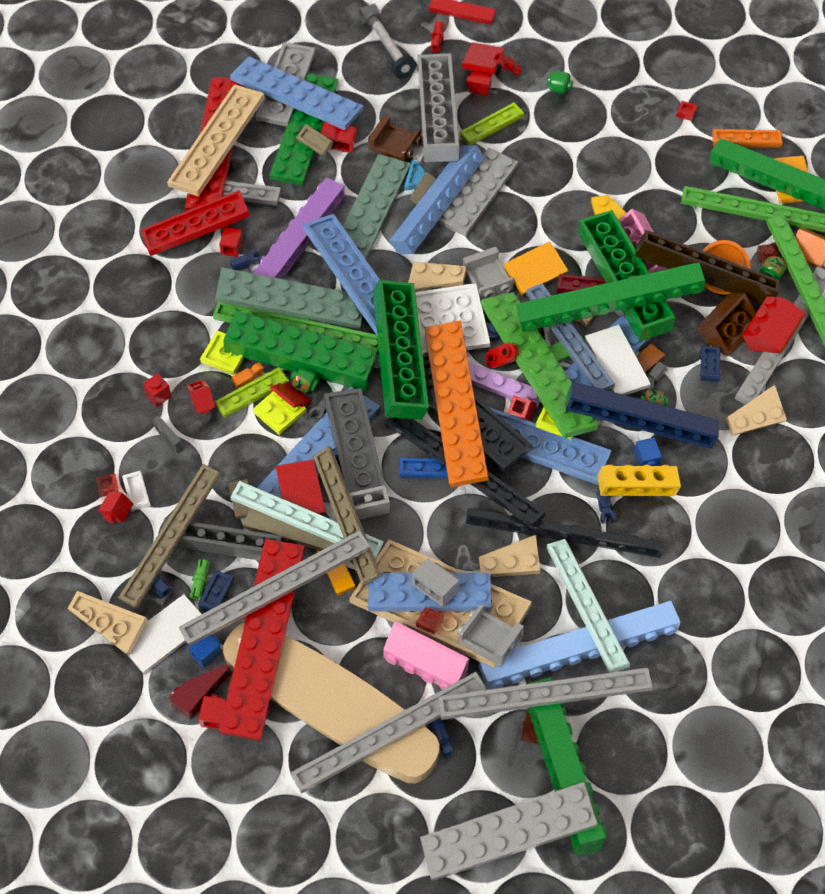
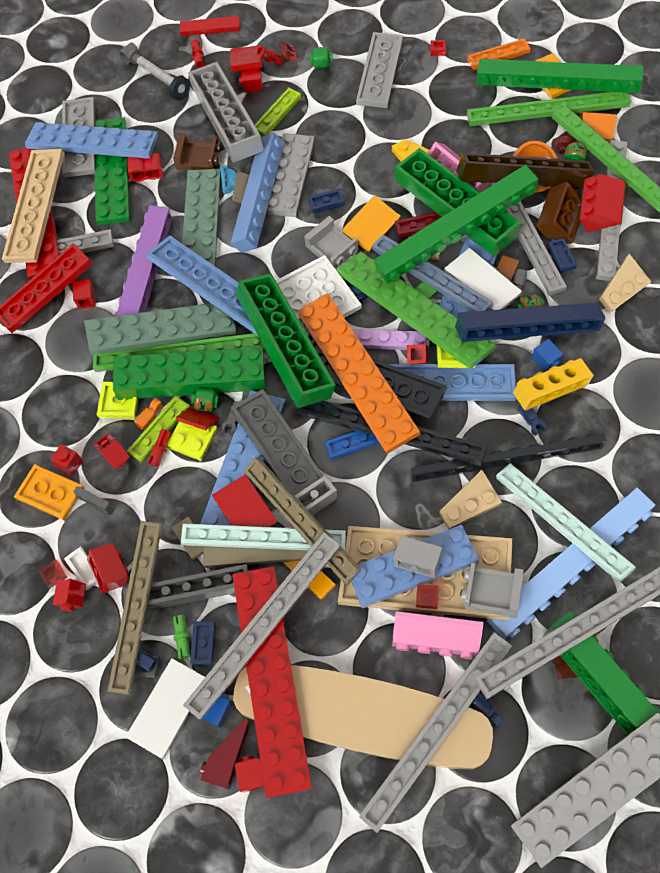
camera: 15 degrees left, 5 degrees up
(110, 621) = (110, 718): tan wing -> none
(129, 413) = (48, 492): none -> light orange tile
(158, 496) = (107, 567): none -> red brick
(245, 260) = (104, 306): dark blue bar -> none
(245, 409) = (159, 448): none -> red axle
(314, 140) = (125, 176): dark tan tile -> none
(436, 275) = (285, 260): tan wing -> none
(498, 357) = (376, 313): red plate -> none
(501, 230) = (326, 200): none -> dark blue plate
(529, 63) = (287, 51): none -> clear red plate
(615, 114) = (379, 70): none -> light grey plate
(686, 346) = (536, 251): none -> light grey plate

